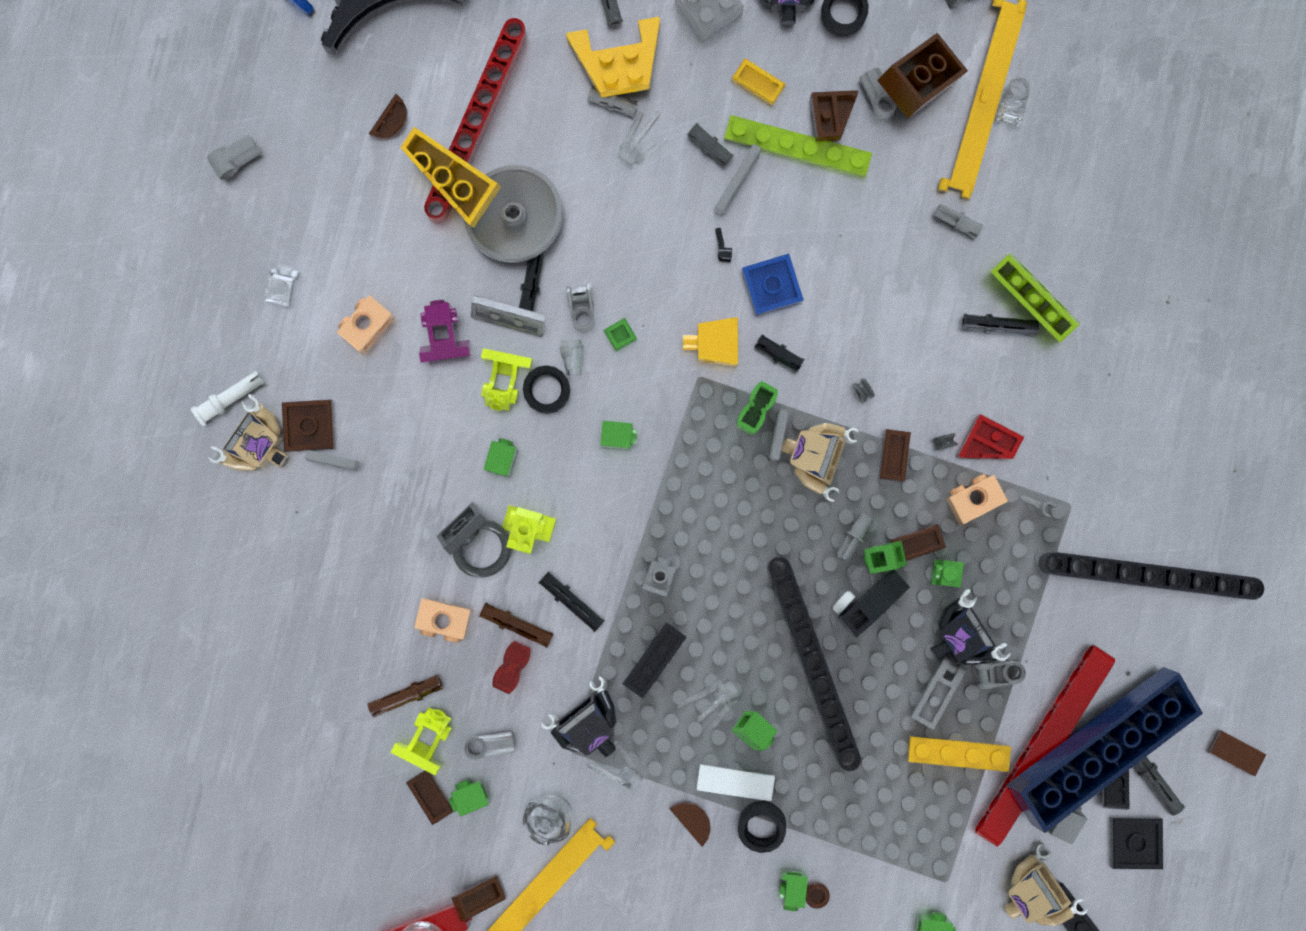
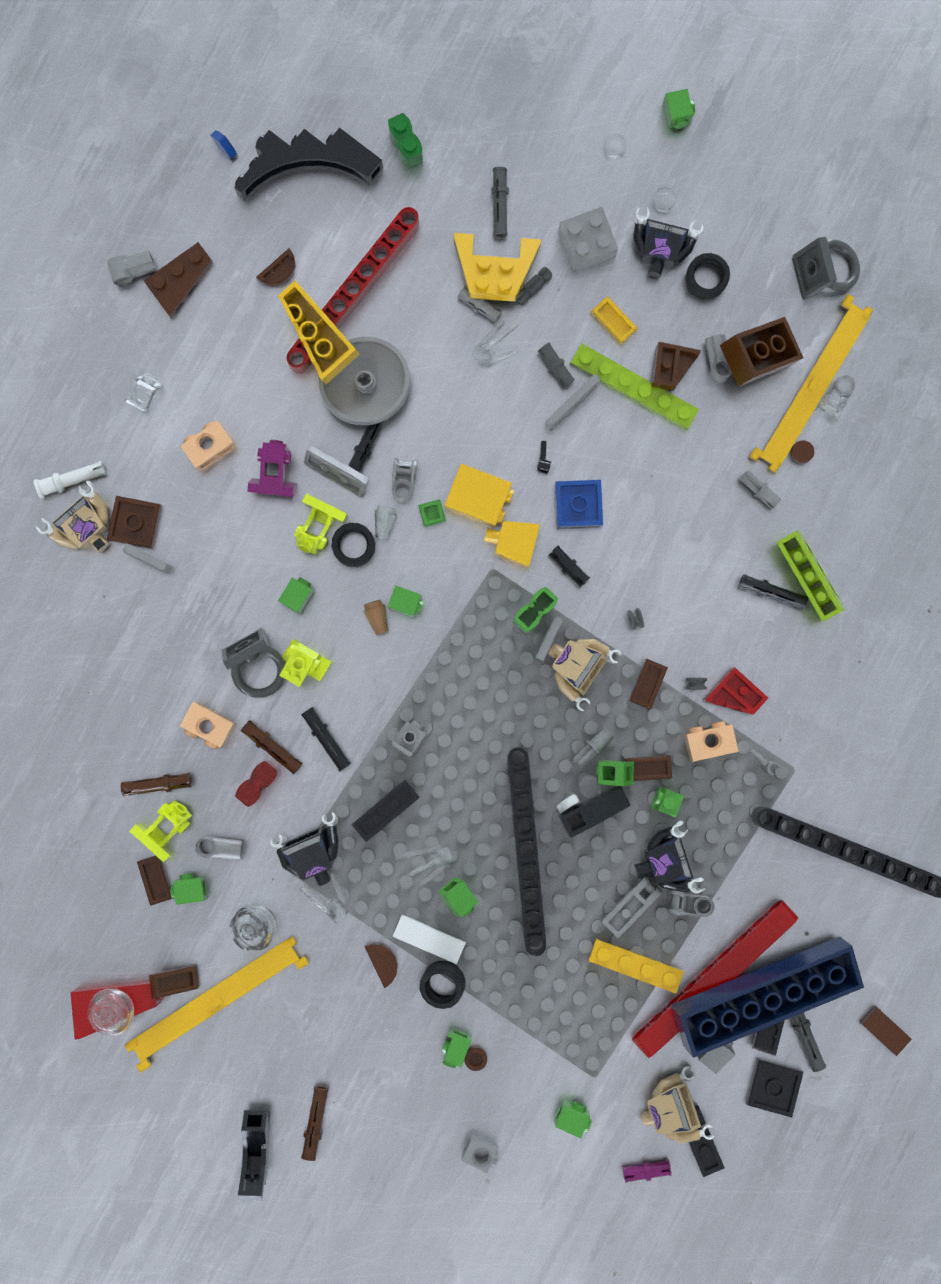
camera: 15 degrees right, 0 degrees up
(285, 156) = (178, 277): none -> reddish brown wing
(590, 458) = (376, 615): none -> medium nougat cone
(664, 66) = (534, 285): none -> dark grey axle
(665, 304) = (479, 496): none -> yellow brick
(992, 170) = (802, 452): none -> reddish brown tile

